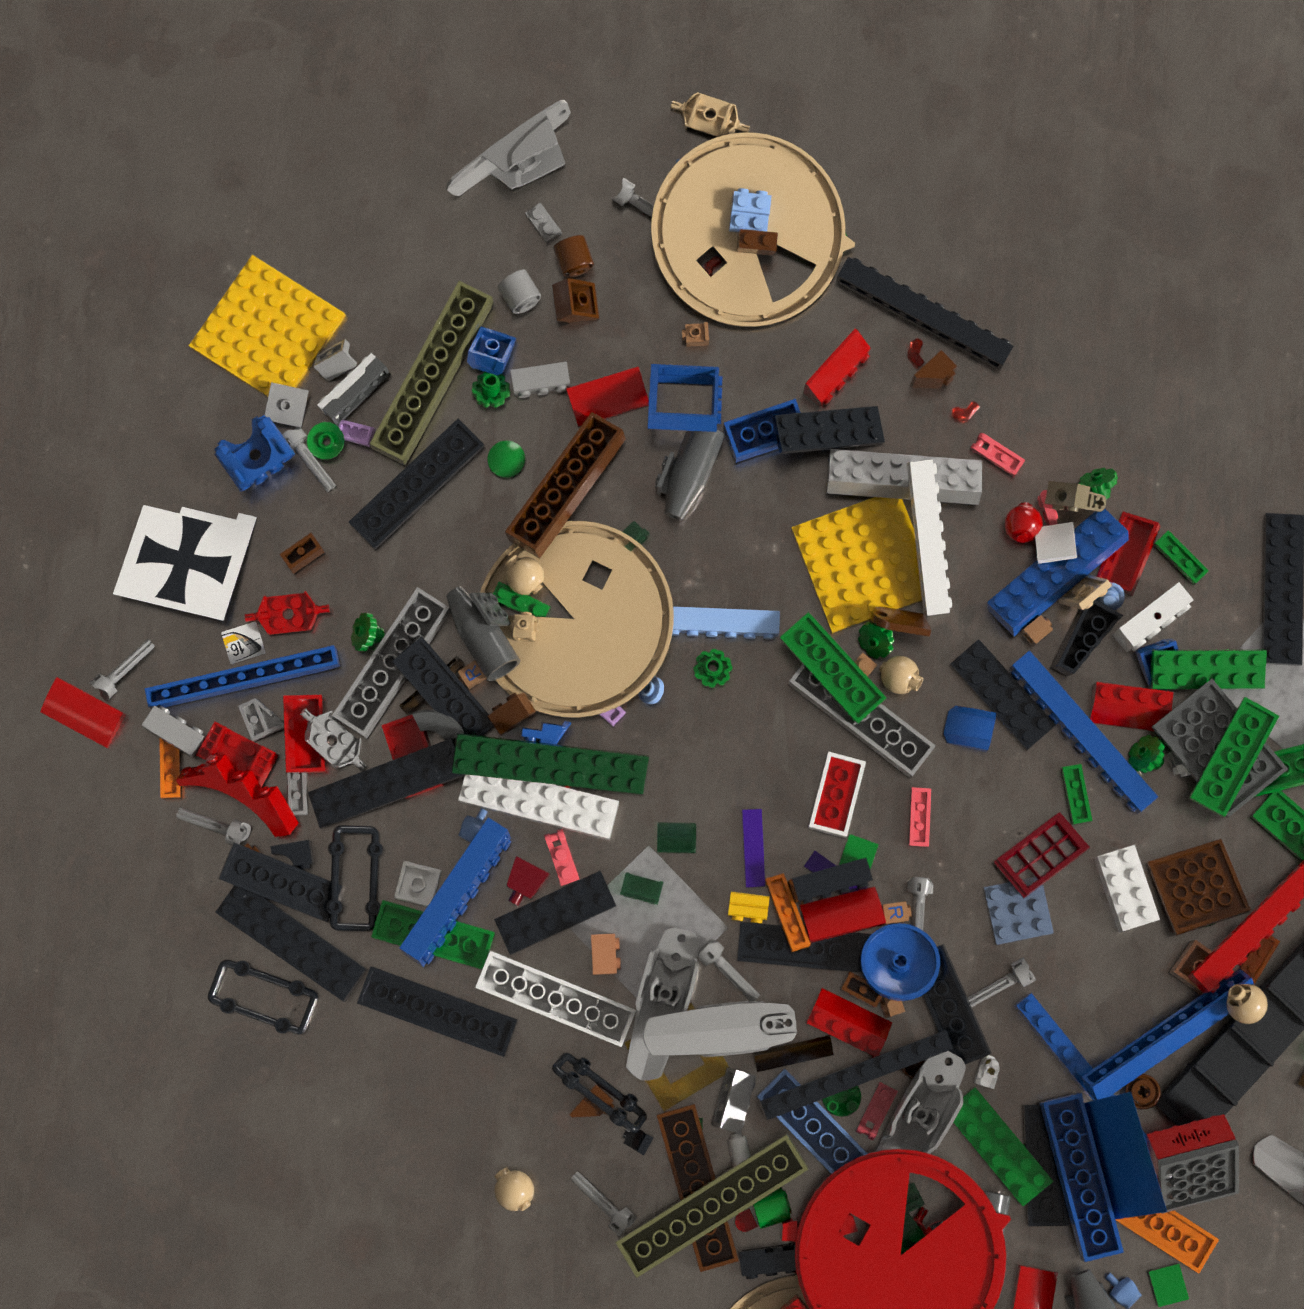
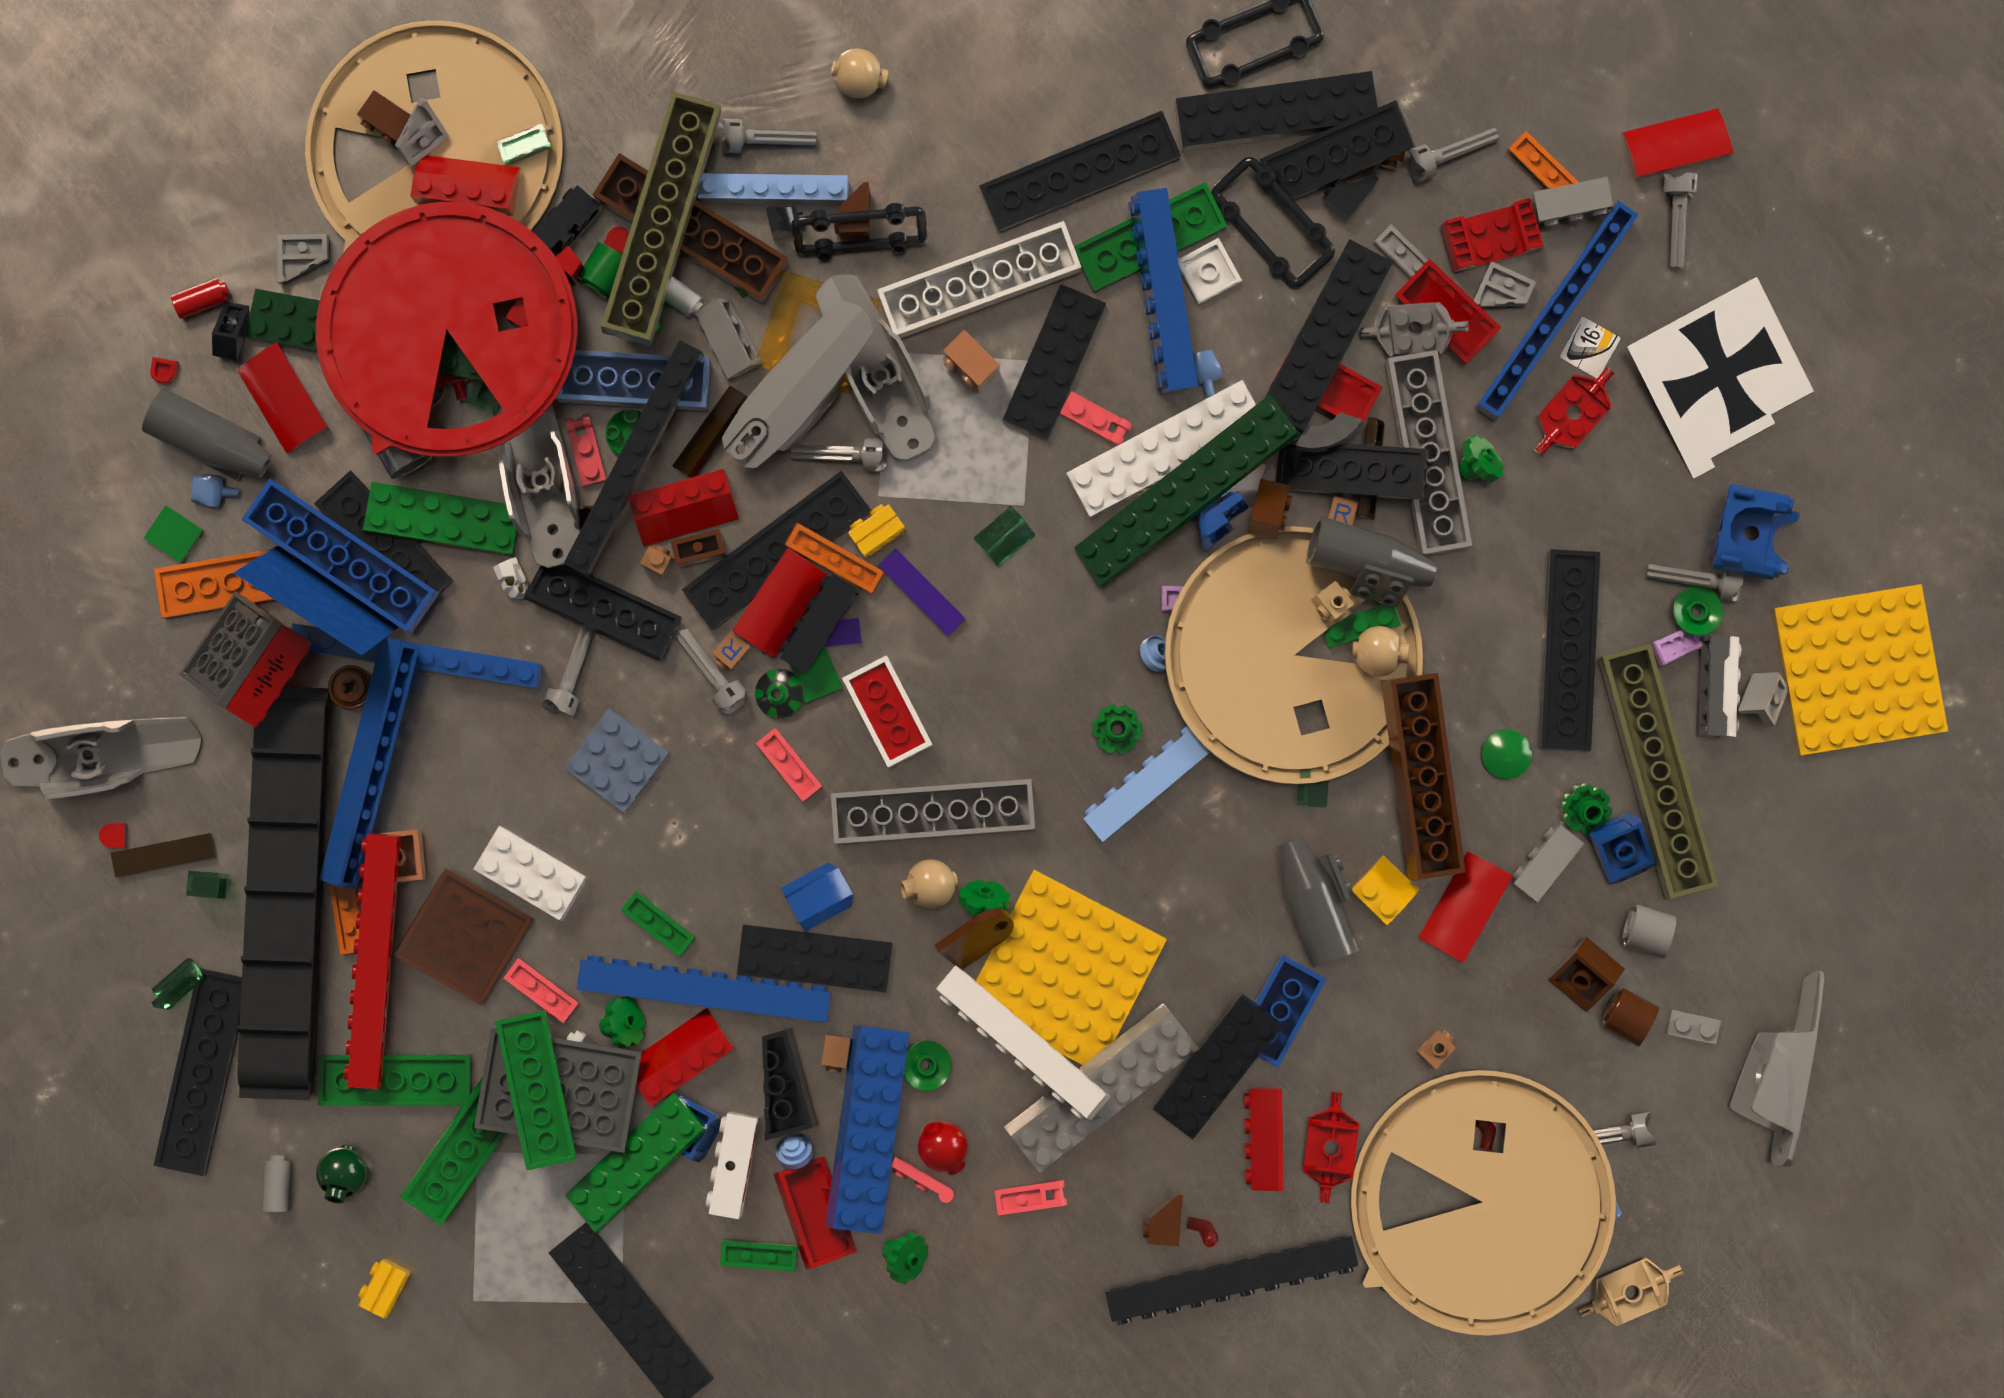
camera: 135 degrees right, 5 degrees up
(244, 787) = (1457, 207): red arch -> none
(286, 404) = (1769, 611): light grey plate -> none
(302, 553) = (1614, 480): reddish brown brick -> none
(525, 880) = (1110, 365): dark red torso -> none
(626, 1166) = (773, 189): none -> light blue brick
(641, 889) = (992, 456): clear green panel -> none
(644, 446) = (1384, 890): none -> yellow slope
(686, 375) = (1409, 997): blue window -> none
(750, 210) = (1496, 1220): light blue plate -> none
(757, 242) = (1461, 1194): reddish brown brick -> none
(796, 347) = (1324, 1127): none -> red plate
(833, 668) = (1000, 827): green plate -> none
(865, 664) = (973, 860): medium nougat brick -> none
(880, 867) = (791, 693): none -> dish
(900, 962) = (685, 604): blue dish -> none
(965, 414) = (1100, 1210): clear red arm -> none
(991, 569) = (938, 1065): none -> green dish
(1041, 855) = (640, 832): dark red piece -> none
(1056, 543) = (893, 1151): white tile -> none
(1073, 497) = (915, 1212): dark tan brick -> none
(1085, 592) = (820, 1127): tan plate -> none
(1178, 816) = (541, 990): none -> coral plate
(1246, 1003) = (322, 853): tan brick -> none

